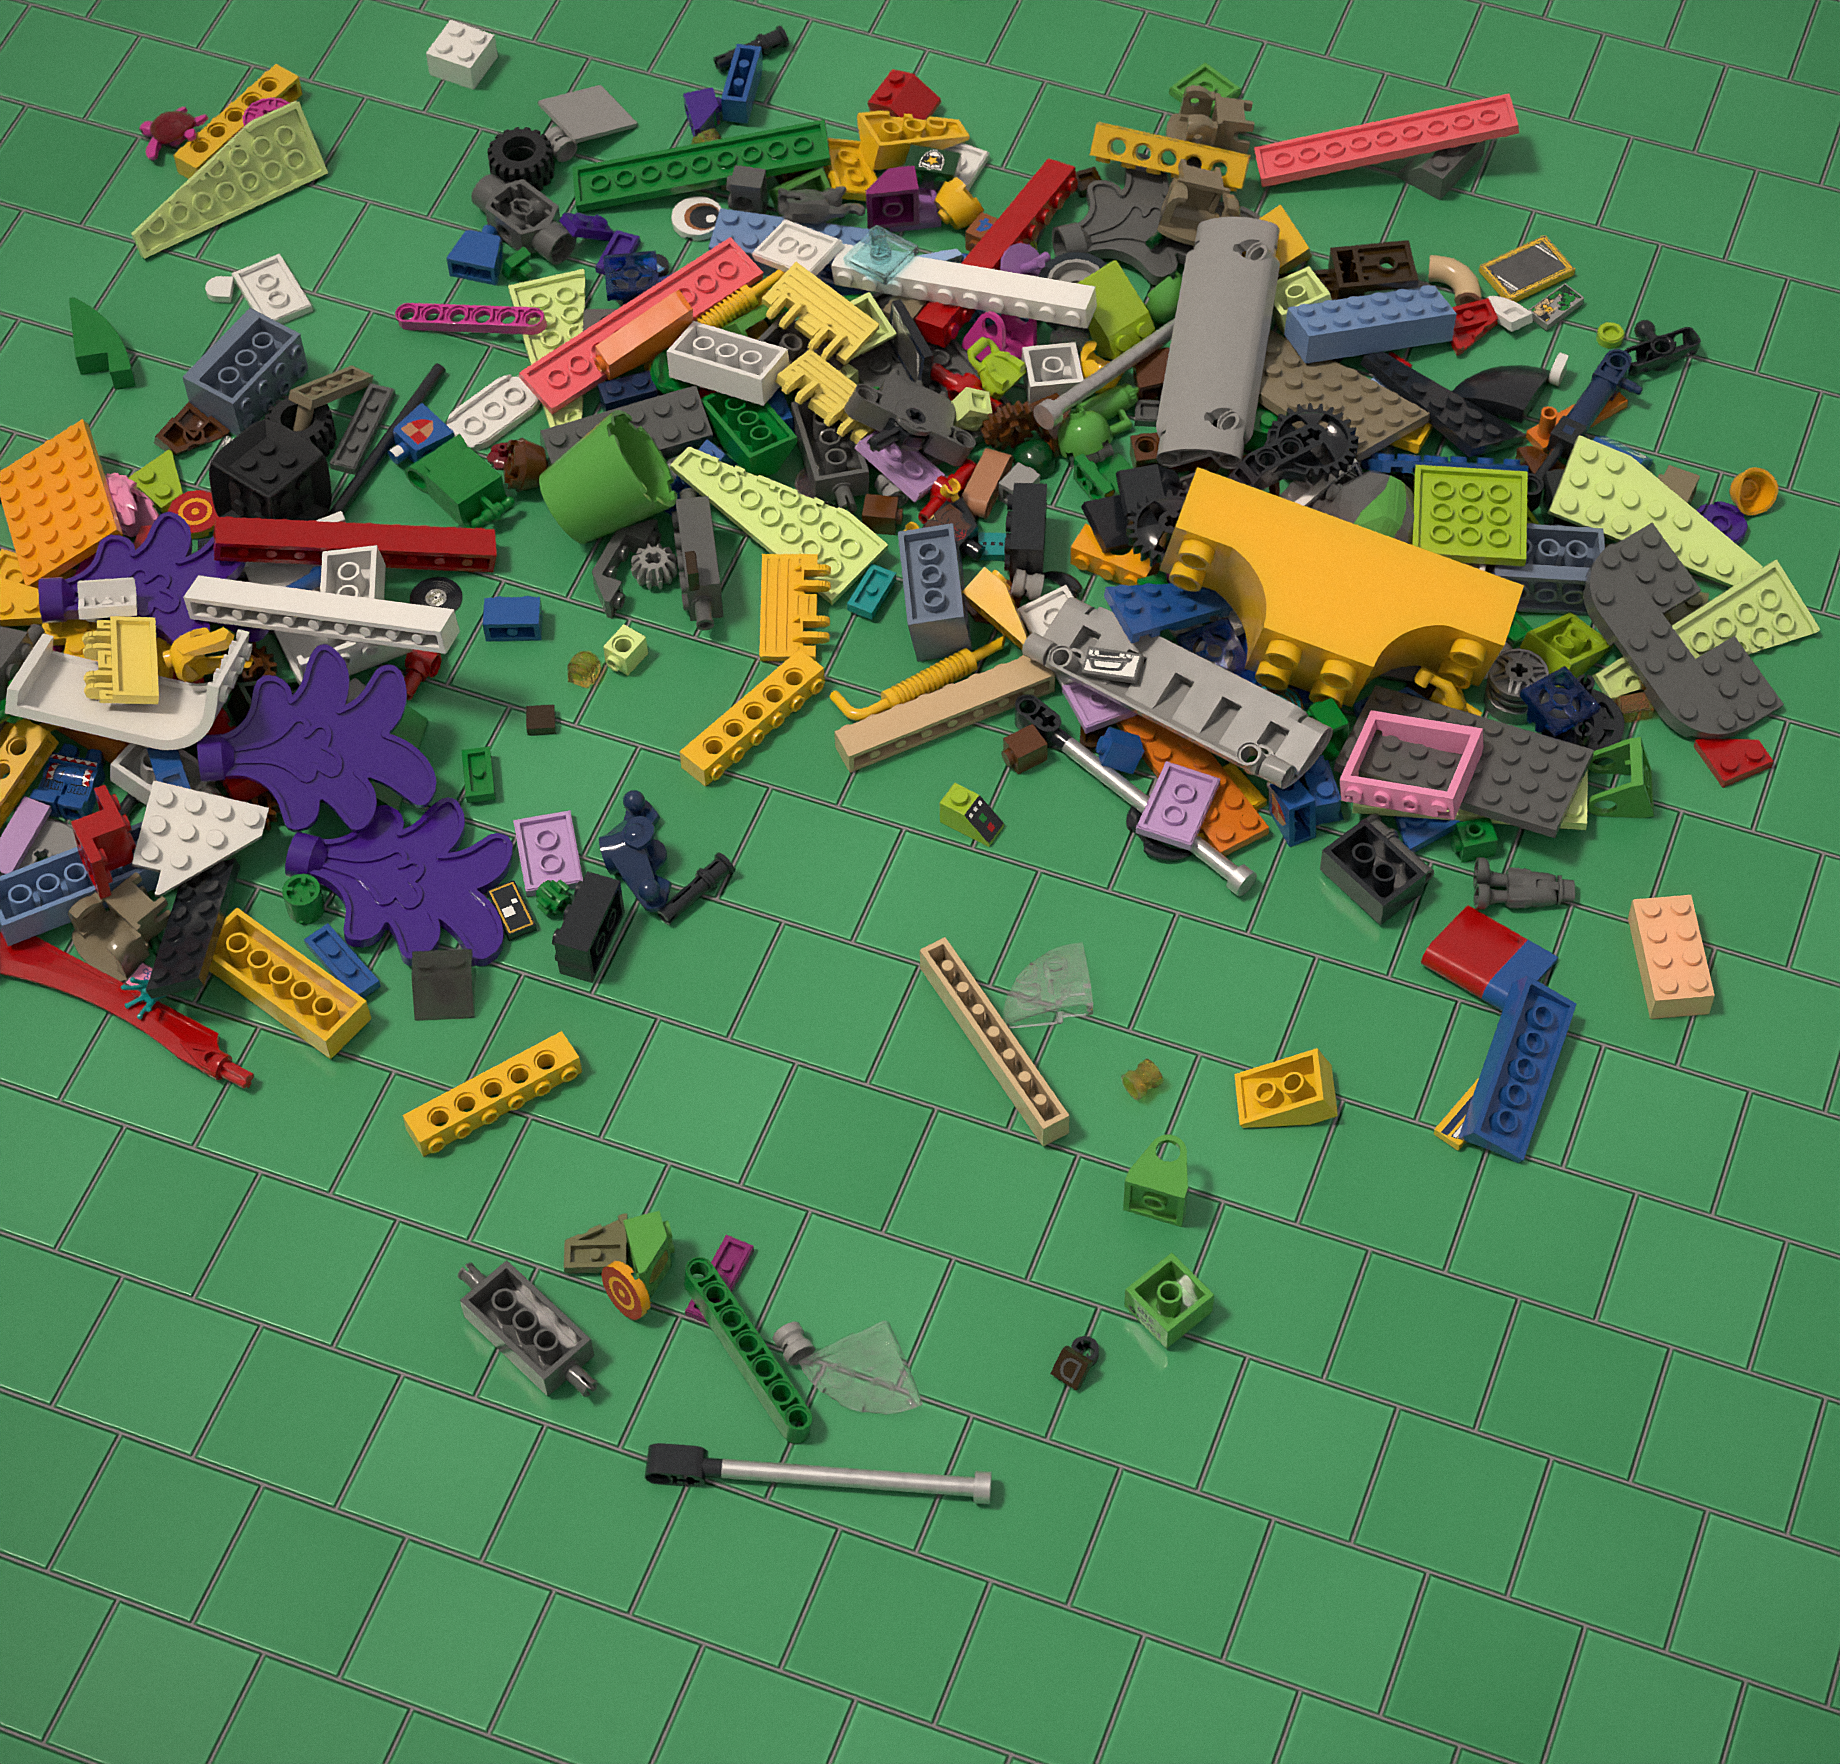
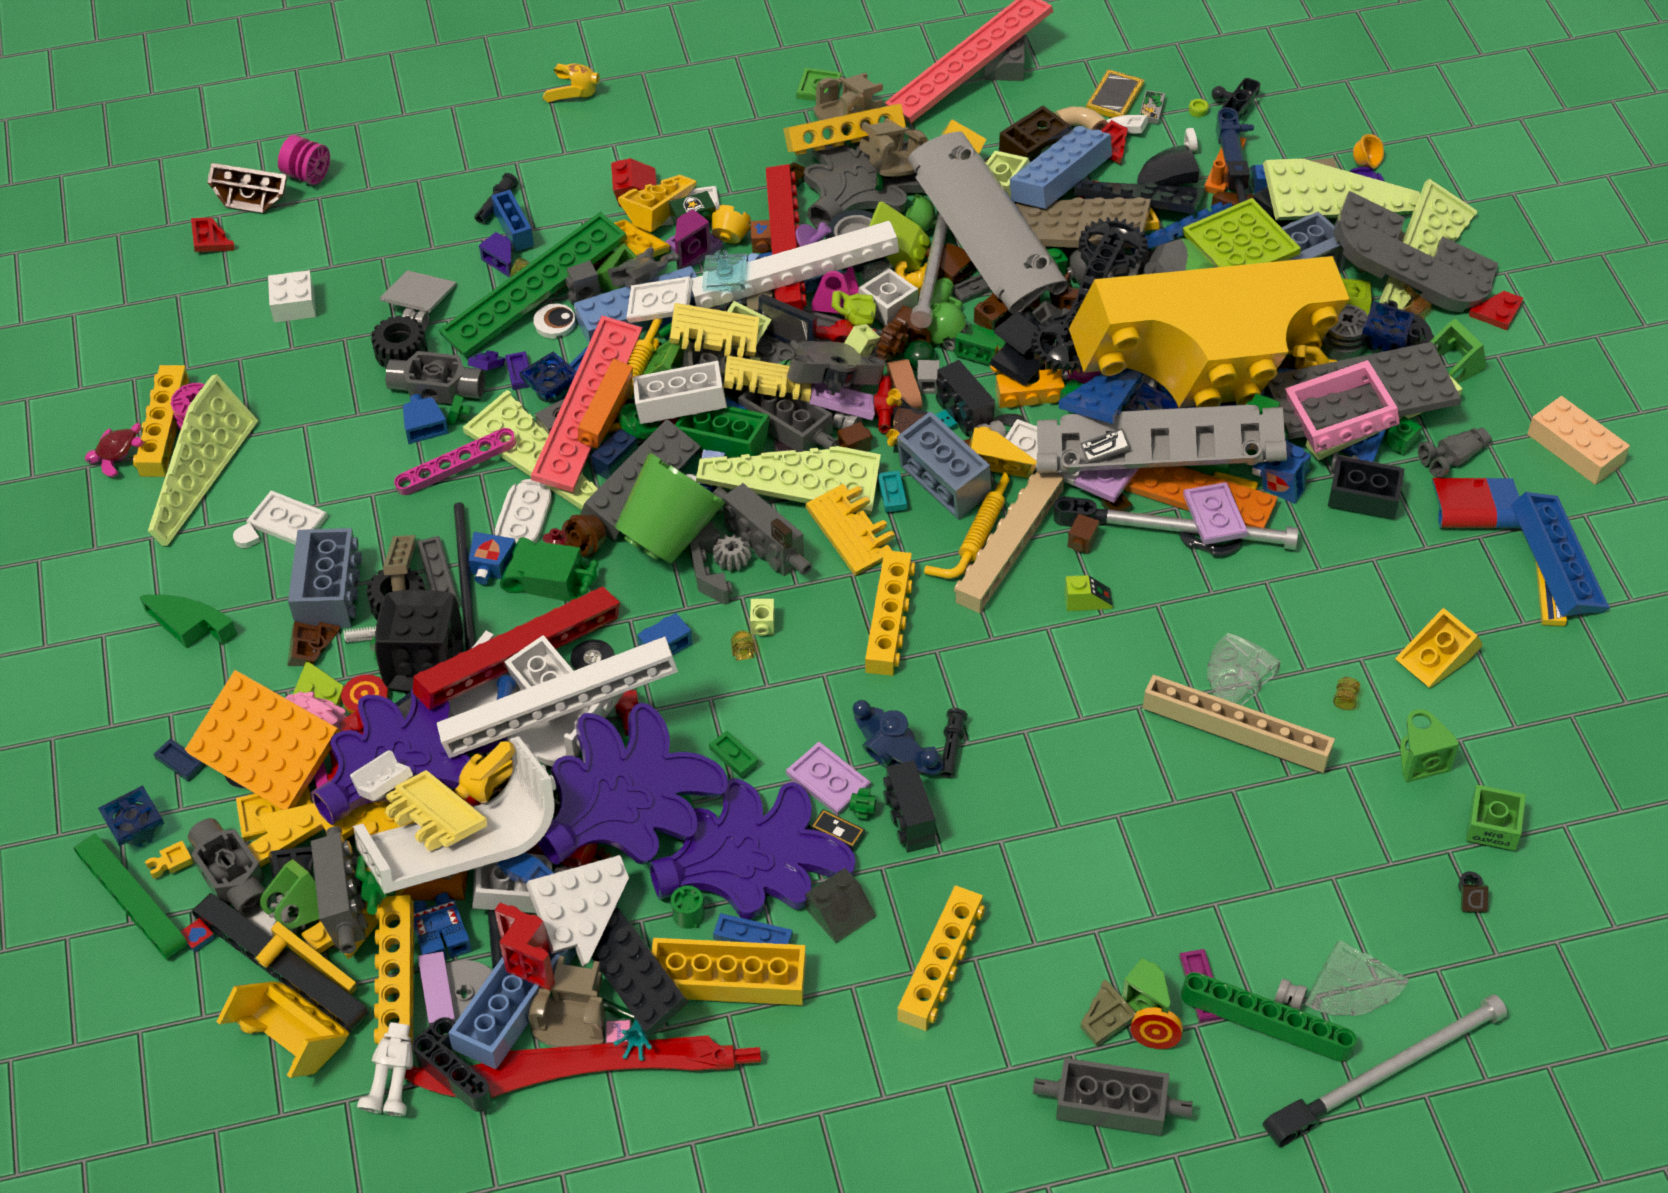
camera: 35 degrees left, 5 degrees down
(541, 719) = (742, 695): dark brown tile -> none
(1120, 750) = (1147, 500): blue brick -> none

